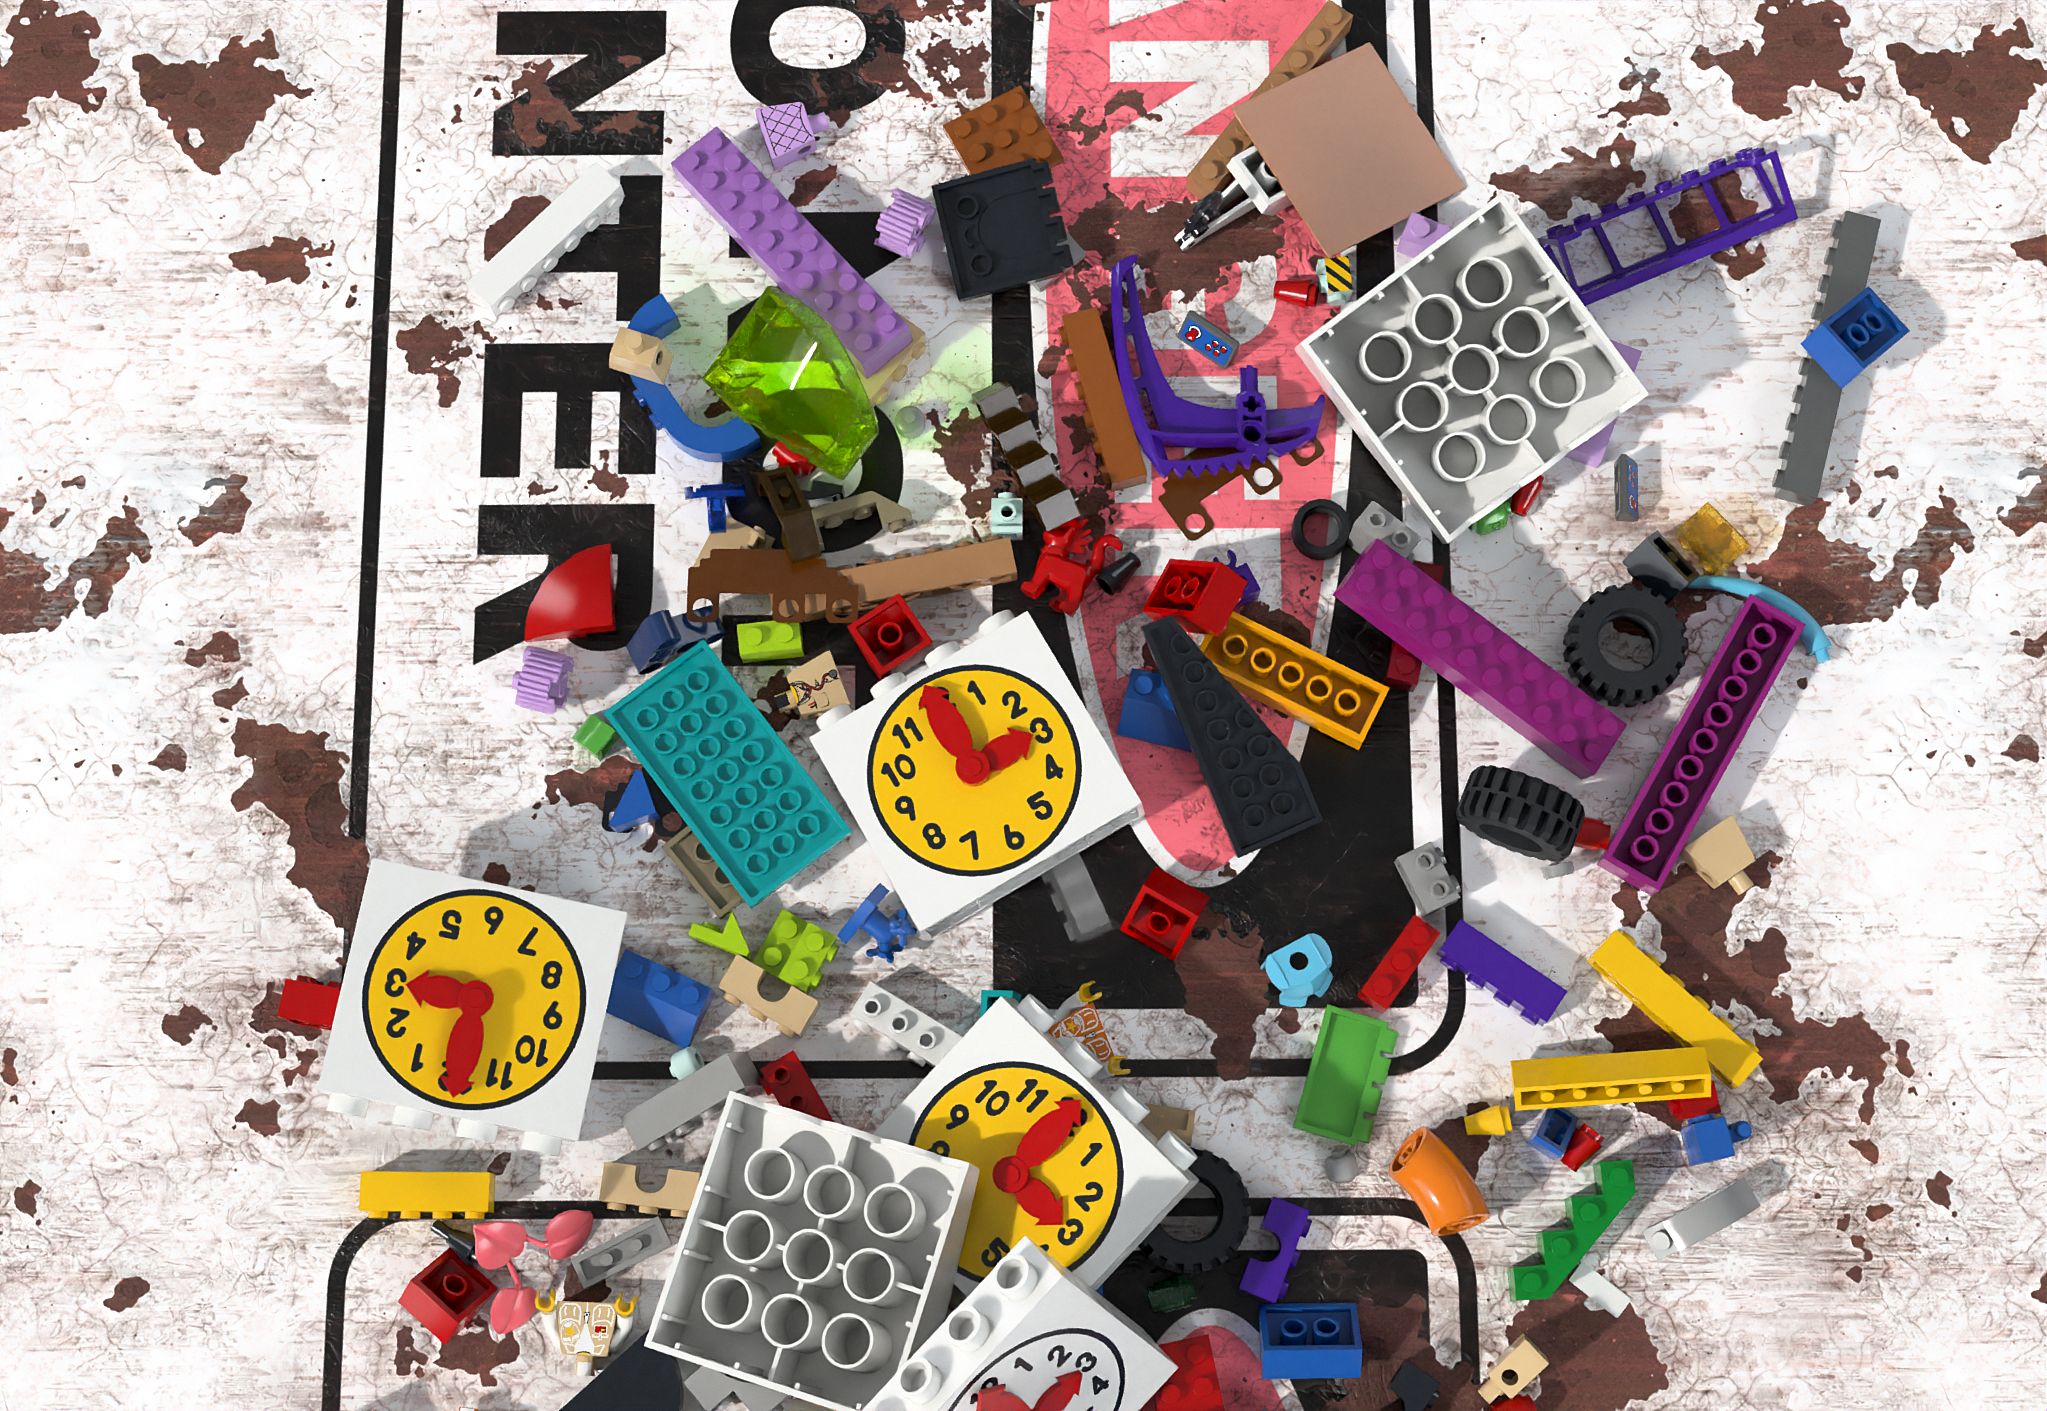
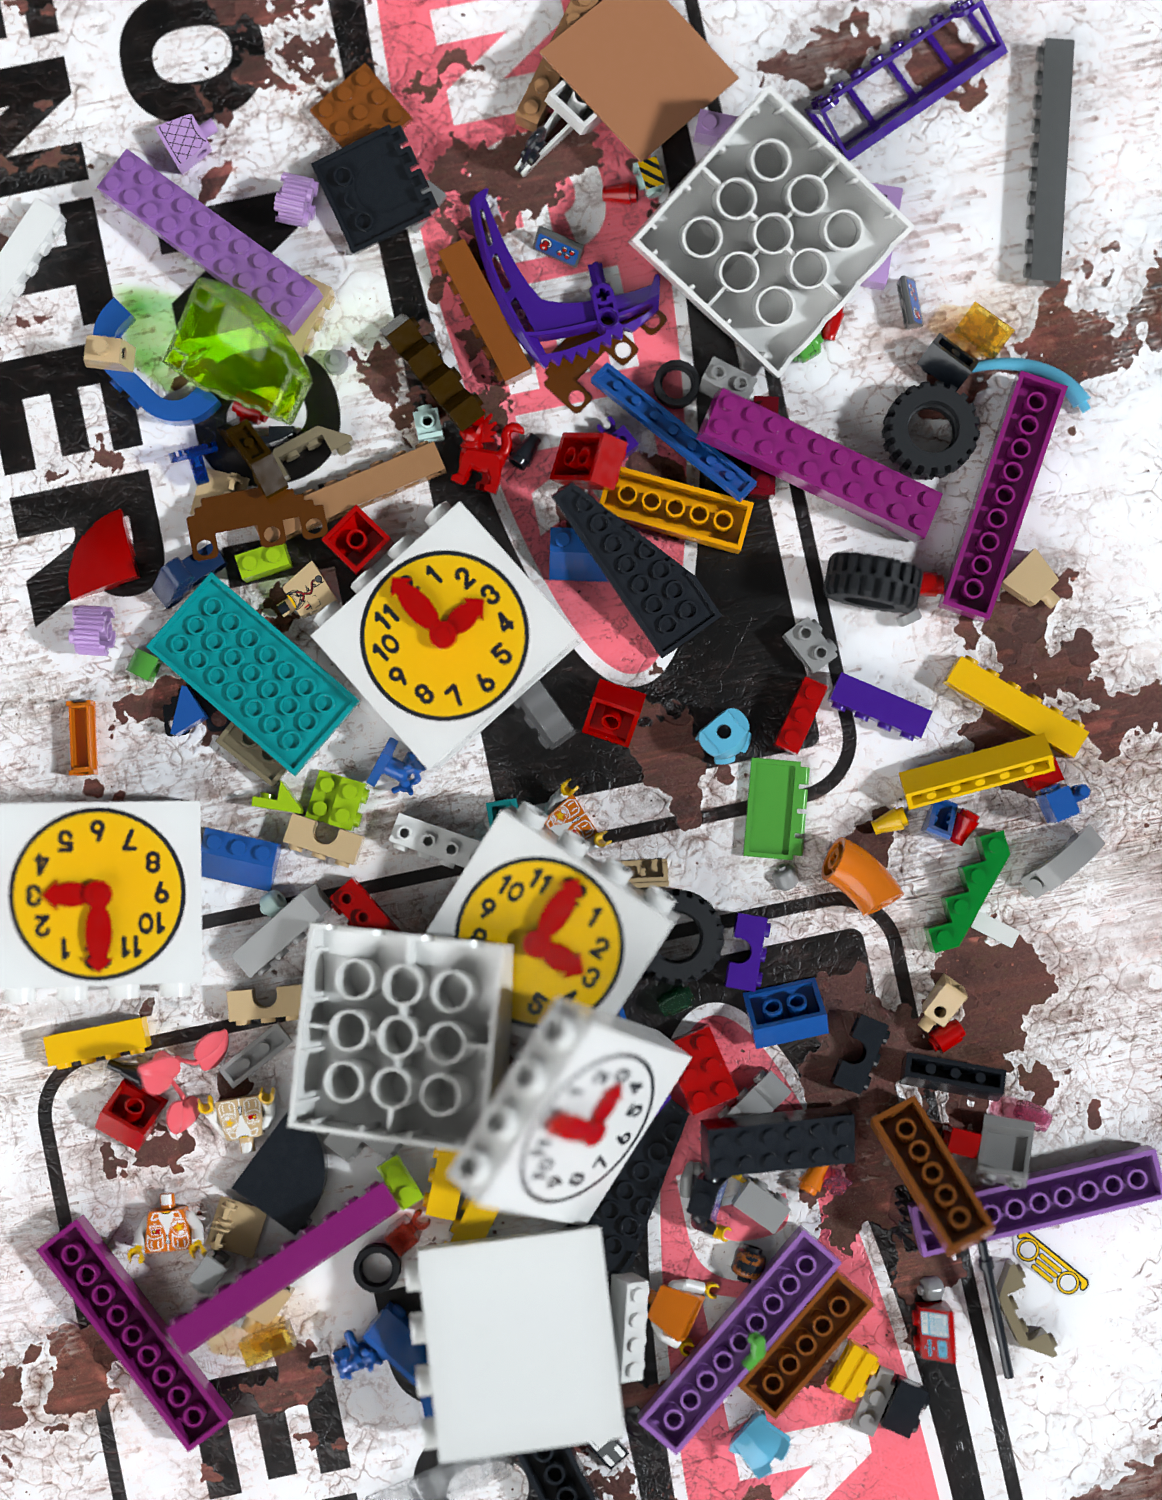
camera: 15 degrees left, 10 degrees up
(499, 811) = (83, 738): none -> orange container
(1306, 585) = (673, 432): none -> blue plate
(1854, 337) = (1069, 143): blue slope -> none

